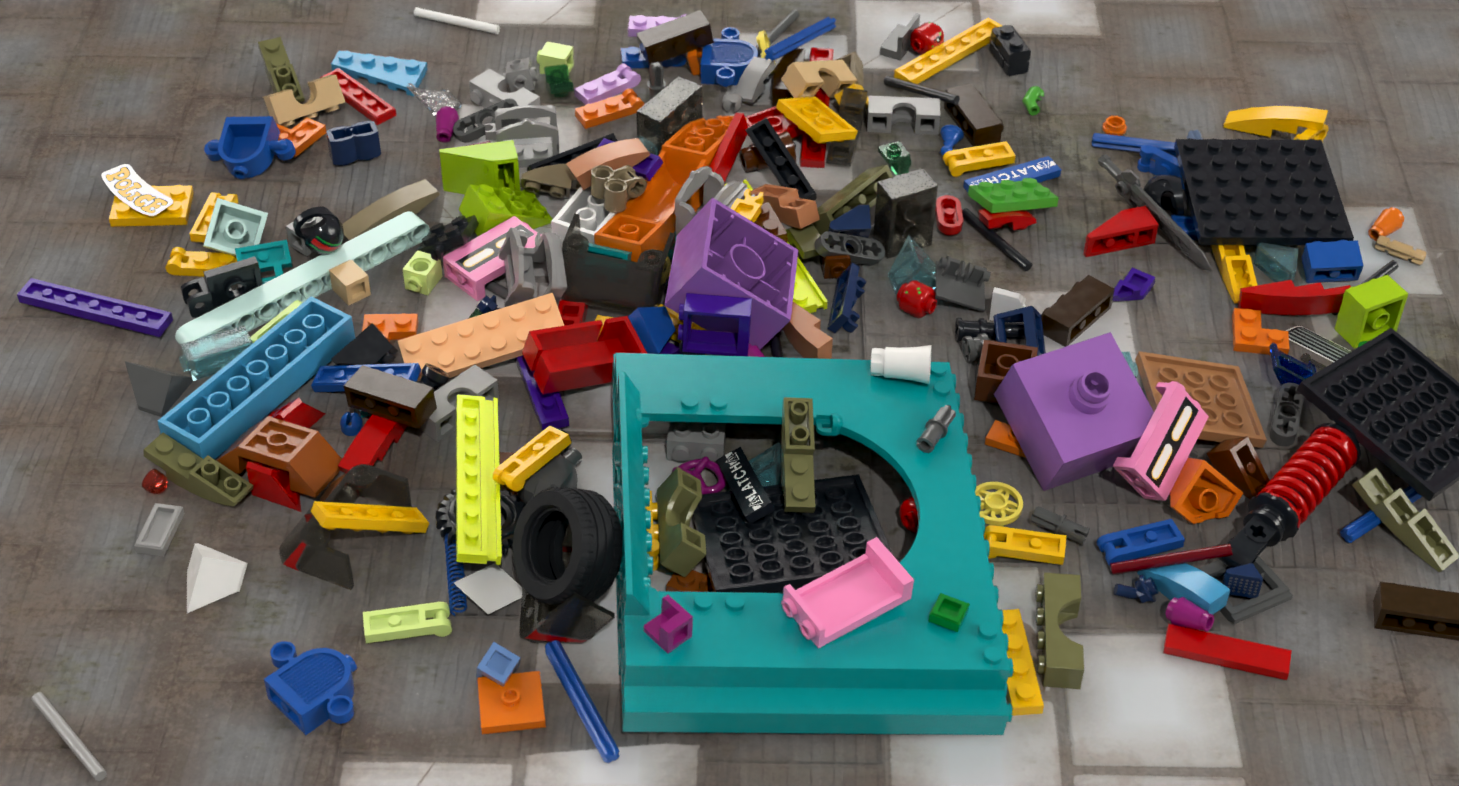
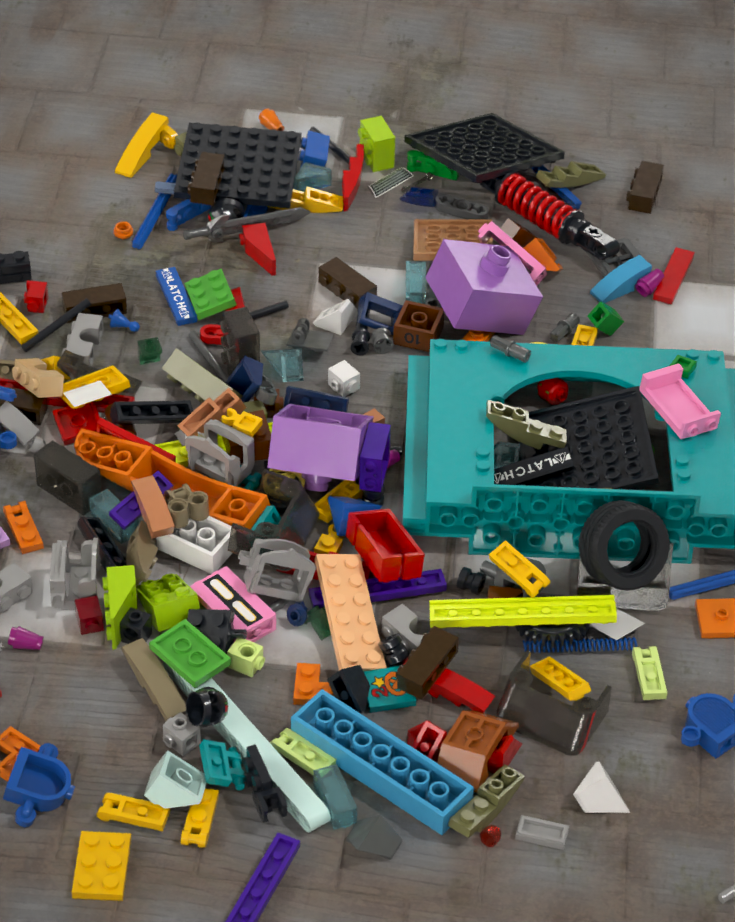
camera: 85 degrees left, 0 degrees up
(135, 191) = (87, 872): sticker -> none
(334, 377) = (384, 686): blue tile -> none
(350, 282) = (253, 704): tan panel -> none
(353, 143) = (51, 700): dark blue brick -> none
(356, 425) = (427, 709): blue hinge -> none
(406, 219) = (190, 653): none -> bright green plate
(456, 187) = (135, 626): none -> black brick
(476, 118) = (40, 595): dark grey beam -> none
(498, 664) = (696, 618): medium blue panel -> none
(656, 80) = (13, 484): dark grey axle -> none
(671, 626) = (715, 485): magenta panel -> none
(792, 108) = (87, 393): none -> white sticker
(894, 318) = (343, 378): none -> white brick
(902, 363) = (449, 346): white plant -> none
(916, 299) = (319, 363): red head -> none
(969, 72) = (36, 296): none -> red brick
(978, 157) = (149, 308): yellow plate -> none
(1030, 100) = (75, 270): bright green arm -> none
(1061, 658) = (637, 336): olive arch -> none
(1084, 559) = (605, 318): none -> green brick
(1134, 286) = (316, 253): dark purple slope -> none
(1140, 541) = (580, 293): blue plate -> none
(1144, 590) = (622, 299): dark blue plate -> none
(1171, 559) = (607, 272): dark red bar -> none
(1196, 152) = (206, 178): none -> dark brown brick
(1243, 580) = (626, 249): dark blue slope -> none
(1251, 338) = (380, 210): orange plate -> none
(1400, 250) = (299, 121): tan axle -> none

